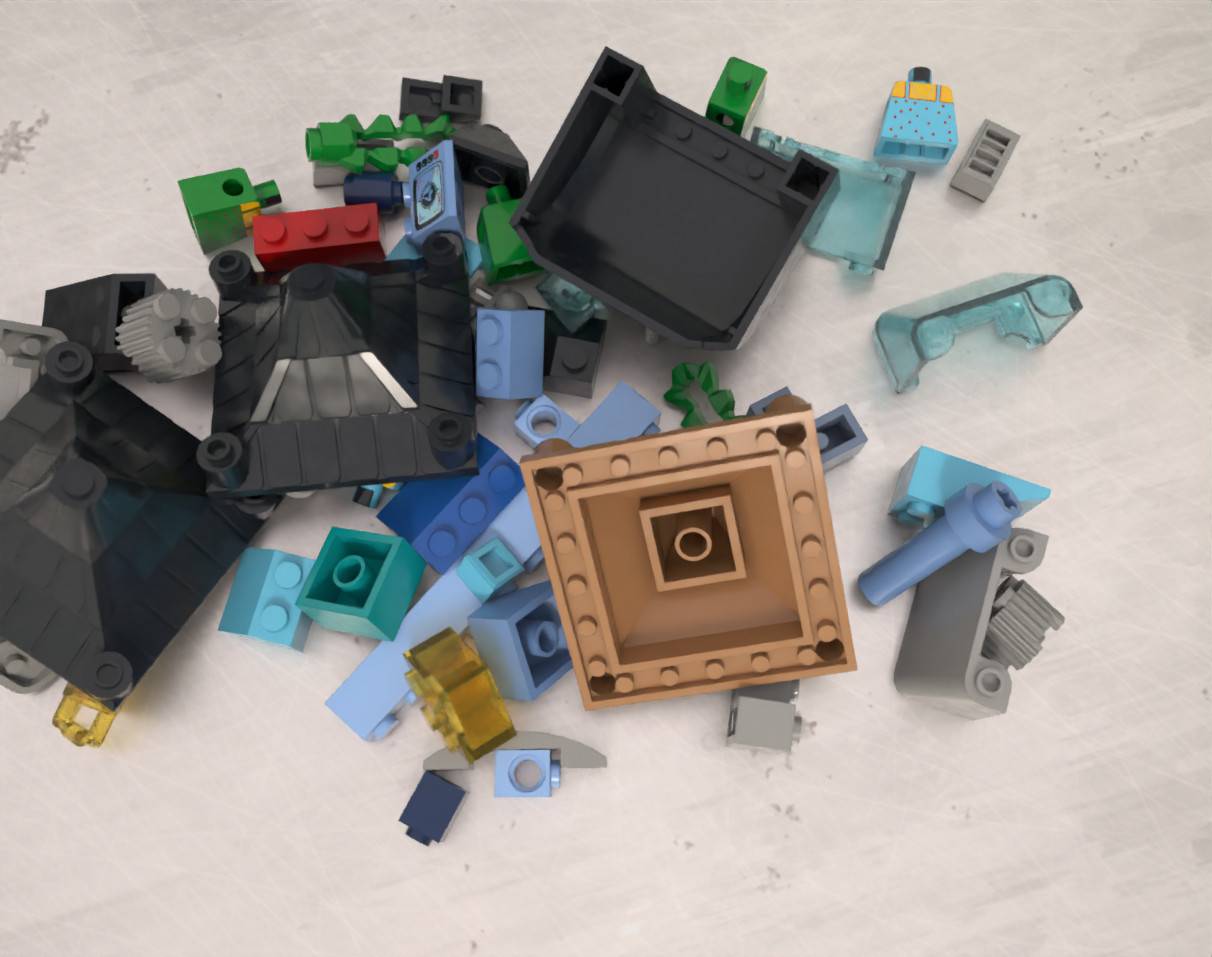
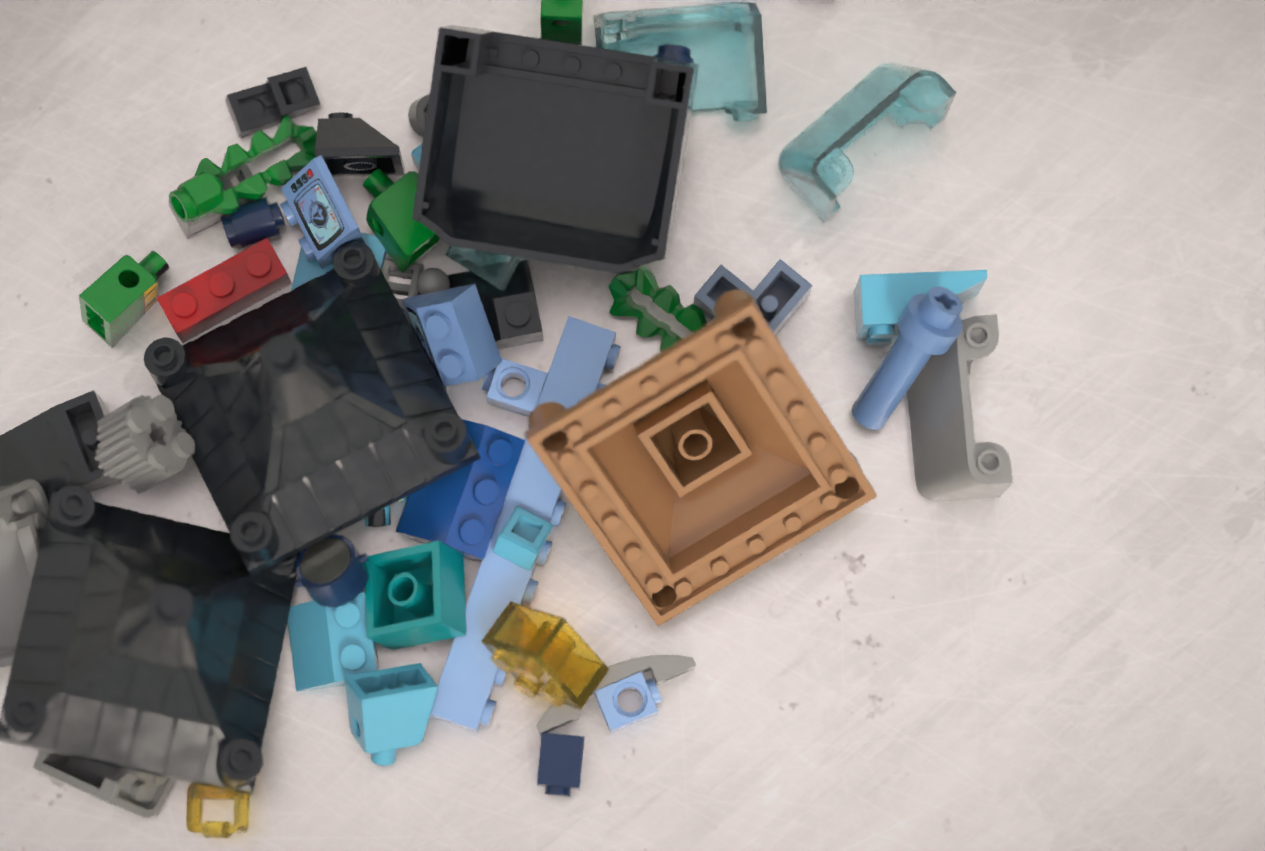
camera: 25 degrees left, 5 degrees up
(288, 684) = (389, 709): none -> medium azure torso
(291, 526) = (332, 571): none -> piece
(522, 641) = (579, 585): medium blue slope -> none
(764, 718) = (815, 569): light grey brick -> none
(1018, 624) = (1001, 400): light grey brick -> none

